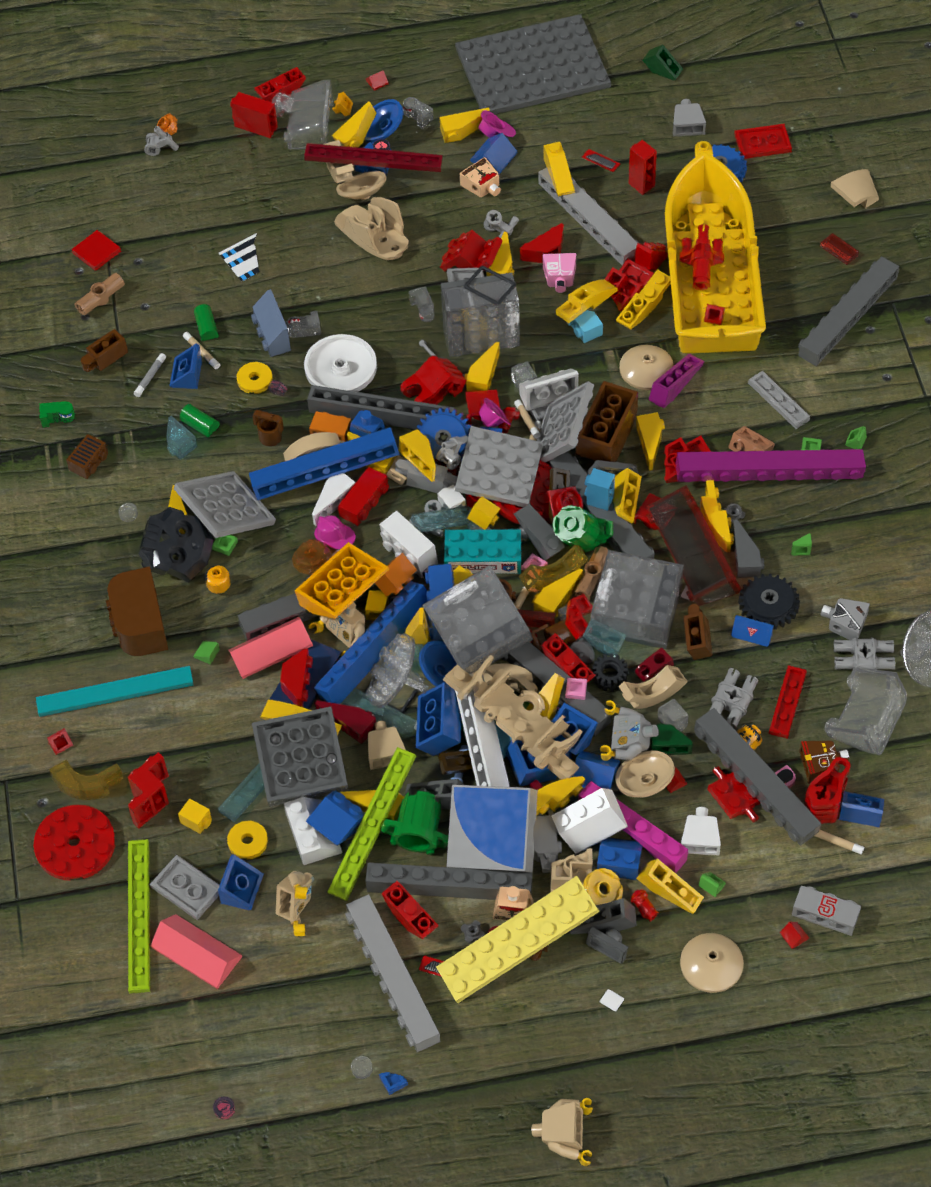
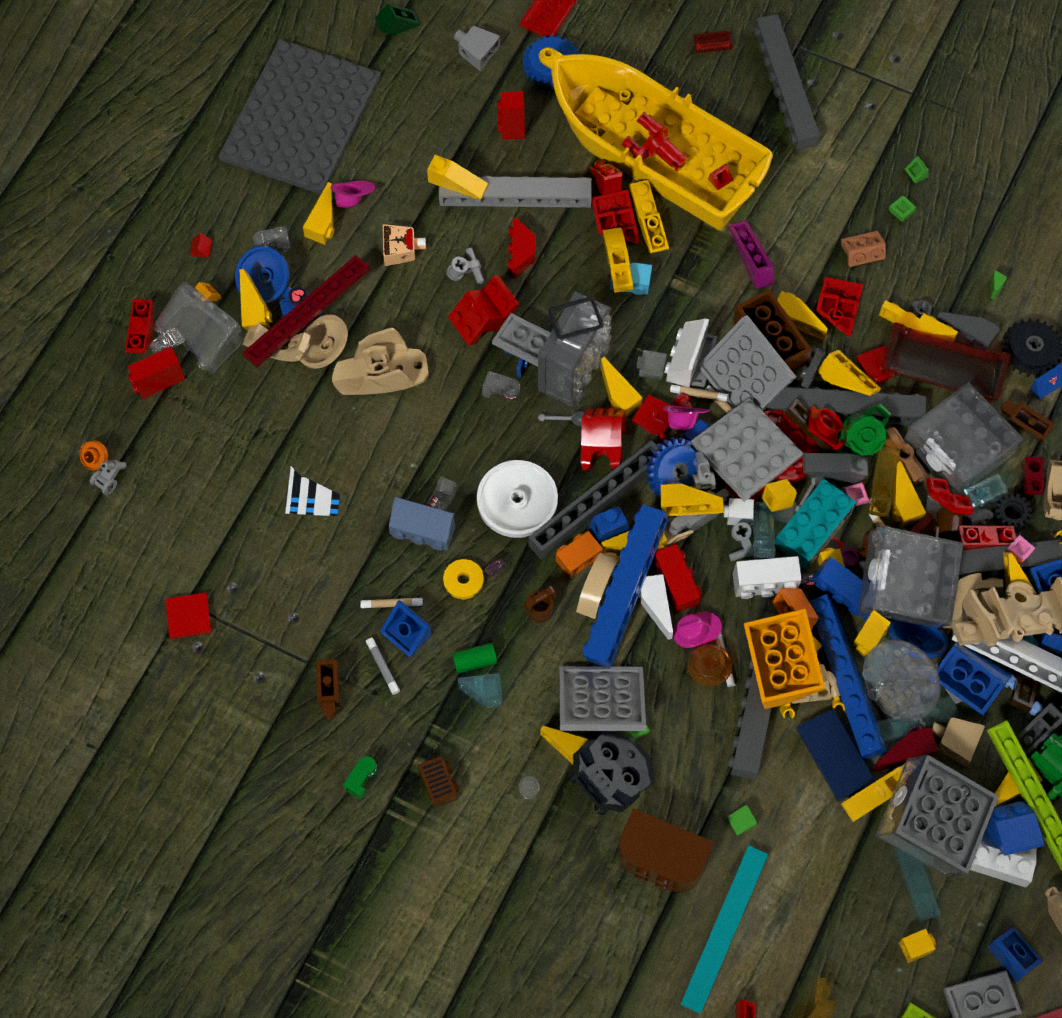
camera: 55 degrees left, 10 degrees up
(99, 294) = (250, 658): medium nougat piece -> none
(148, 790) = (867, 968): red bracket -> none
(205, 322) = (363, 578): green brick -> none
(217, 579) = (671, 765): light orange head -> none
(243, 830) = (982, 914): yellow tile -> none
(270, 647) = (782, 763): coral slope -> none
(296, 677) = (840, 763): red slope -> none
(497, 151) = (375, 212): blue slope -> none
(503, 261) = (524, 297): yellow slope -> none
(559, 270) = (558, 257): bright pink torso -> none
(600, 160) = (457, 141): sticker -> none
(600, 489) = (841, 388): dark azure brick -> none
(644, 365) = (711, 274): tan dish -> none
(770, 465) = (901, 251): magenta brick -> none
(779, 399) = (831, 195): light grey tile -> none

